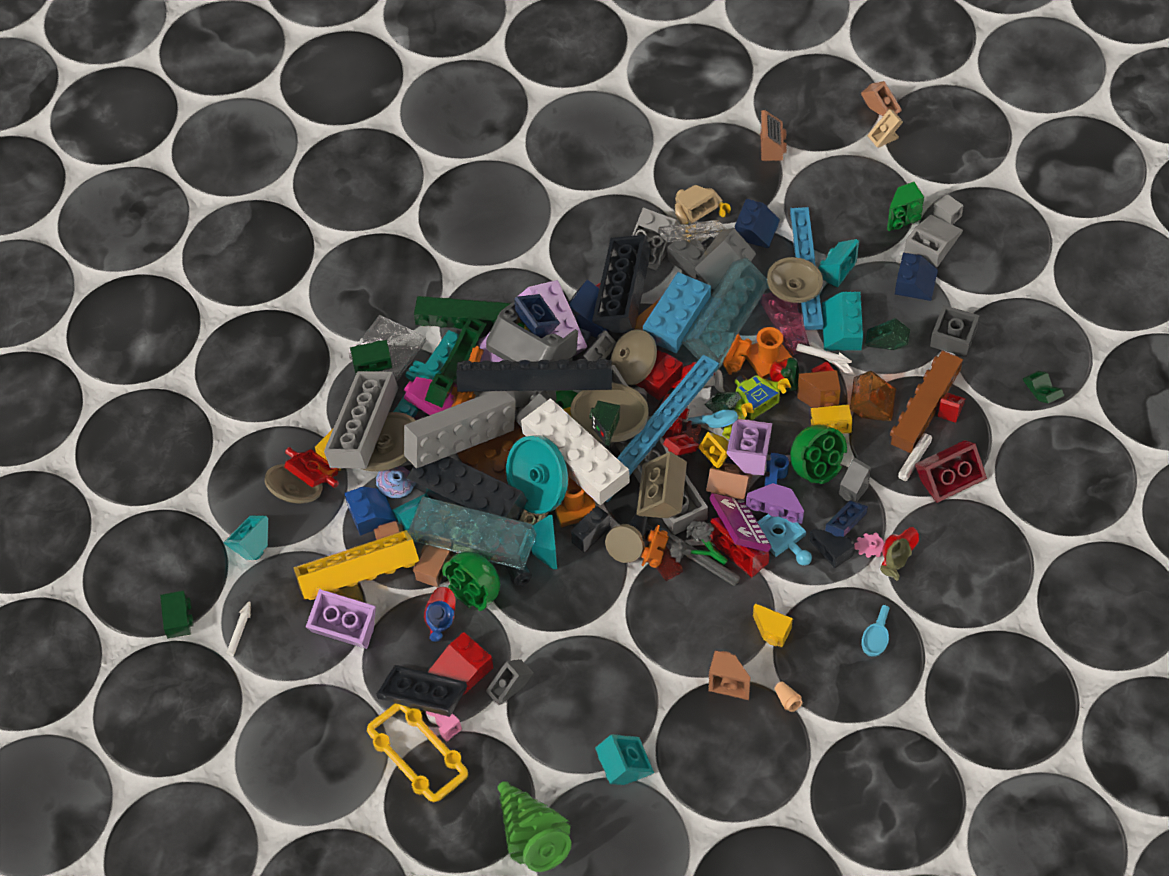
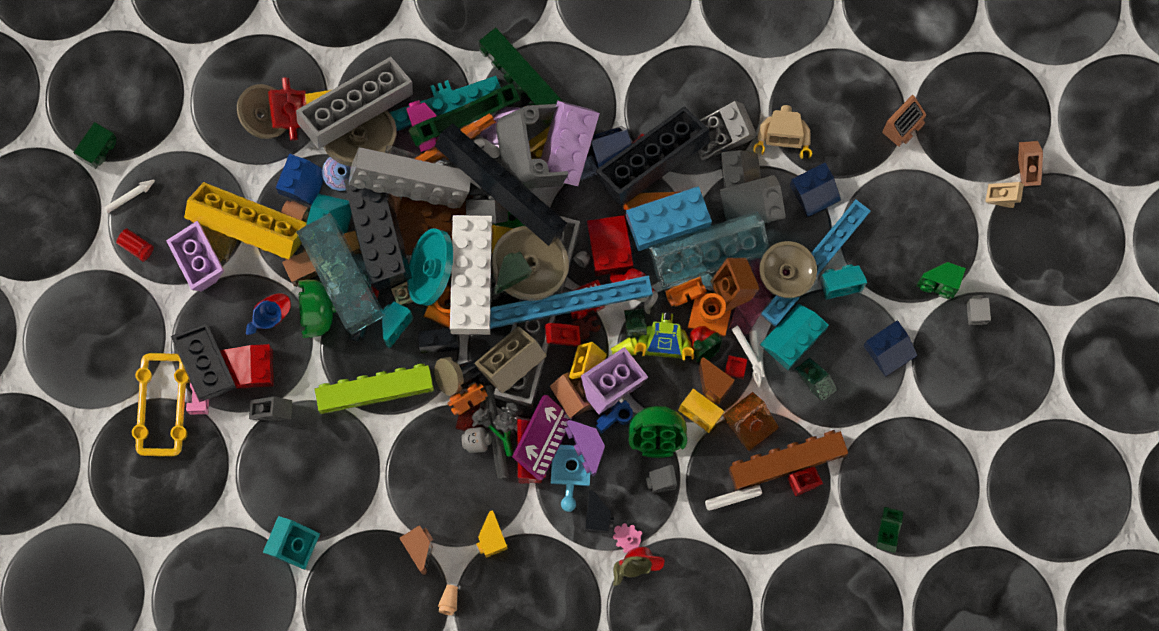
camera: 40 degrees right, 20 degrees up
(250, 538) = (197, 127): teal slope -> none
(280, 656) = (135, 244): none -> red piece
(371, 356) = (412, 52): dark green brick -> none
(401, 341) = (438, 51): clear plate -> none
(533, 830) = (176, 537): bright green plant -> none
(536, 314) = (546, 134): dark blue slope -> none
(575, 601) = (374, 389): none -> lime brick
(600, 348) = (583, 197): dark grey hinge -> none
(634, 356) = (602, 227): dark tan dish -> none
(690, 571) = (476, 440): none -> light grey head
(691, 230) = (755, 154): clear tile -> none
(716, 420) = (614, 336): medium azure piece -> none
(764, 313) = (735, 282): none -> dark orange slope
(846, 518) = (625, 504): dark blue plate -> none
(876, 635) = (558, 612): medium azure piece -> none
(932, 239) = (939, 326): light grey slope -> none
(951, 470) = (746, 534): dark red slope -> none
(954, 331) = (869, 422): dark grey brick -> none

